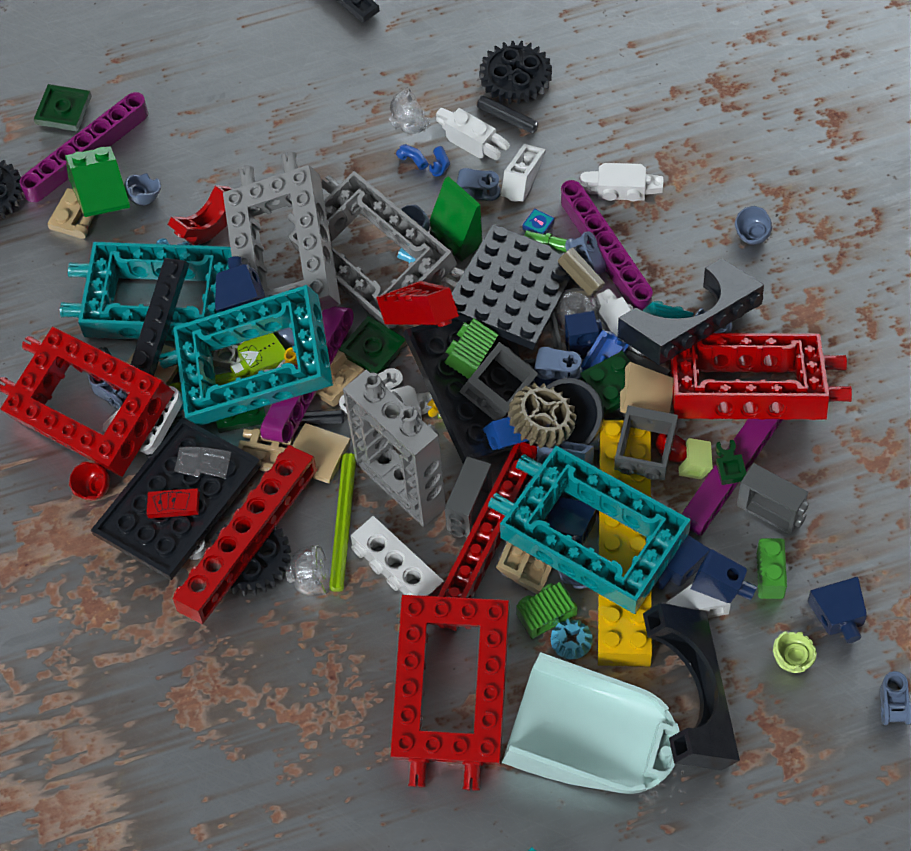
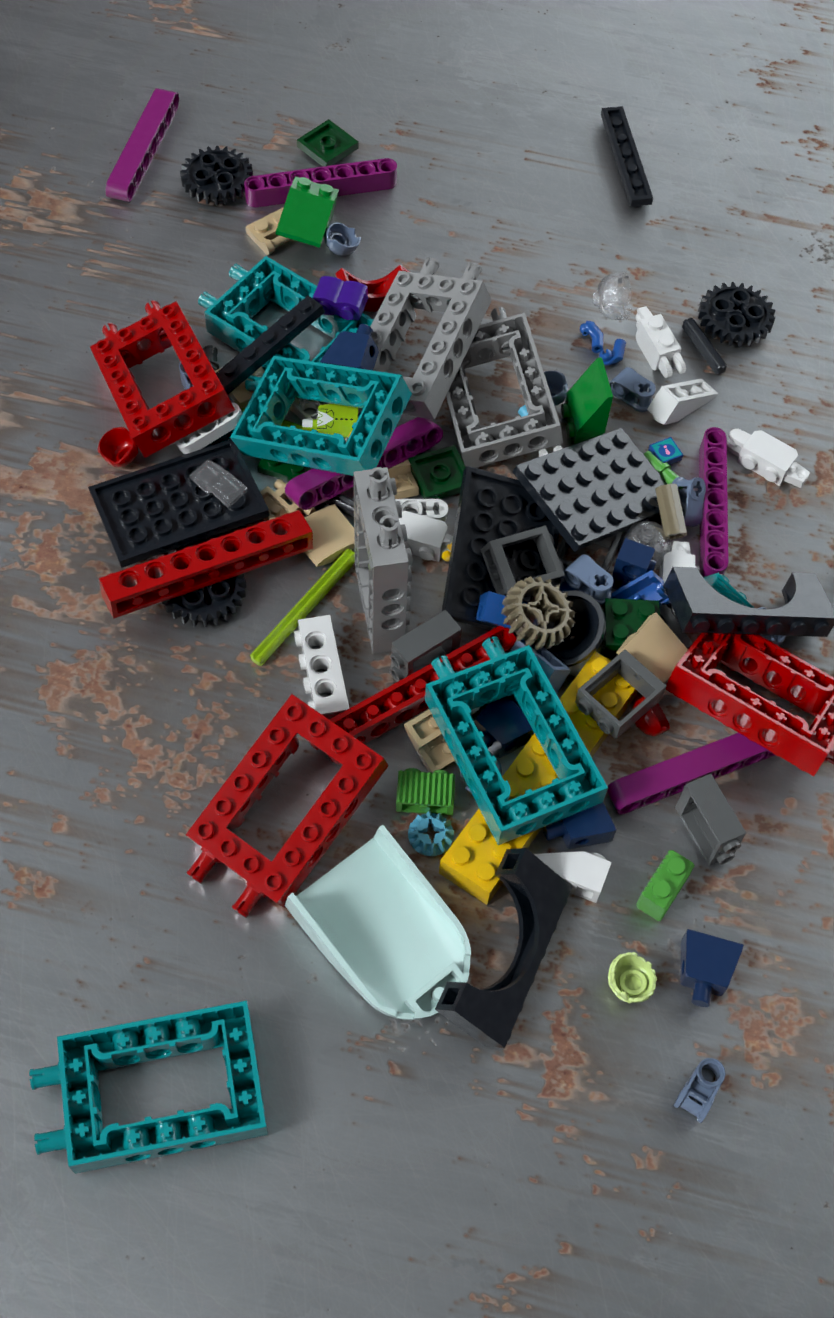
camera: 25 degrees right, 0 degrees up
(173, 503) = (168, 503): red tile -> none
(190, 243) = (341, 297): none -> dark purple brick
(308, 572) = (240, 630): clear cylinder -> none
(418, 305) = (492, 451): red wedge -> none
(471, 347) = (516, 516): bright green brick -> none
(698, 459) = (664, 741): yellowish green panel -> none
(722, 578) = (604, 863): dark blue torso -> none
(729, 466) = (689, 763): dark green plate -> none

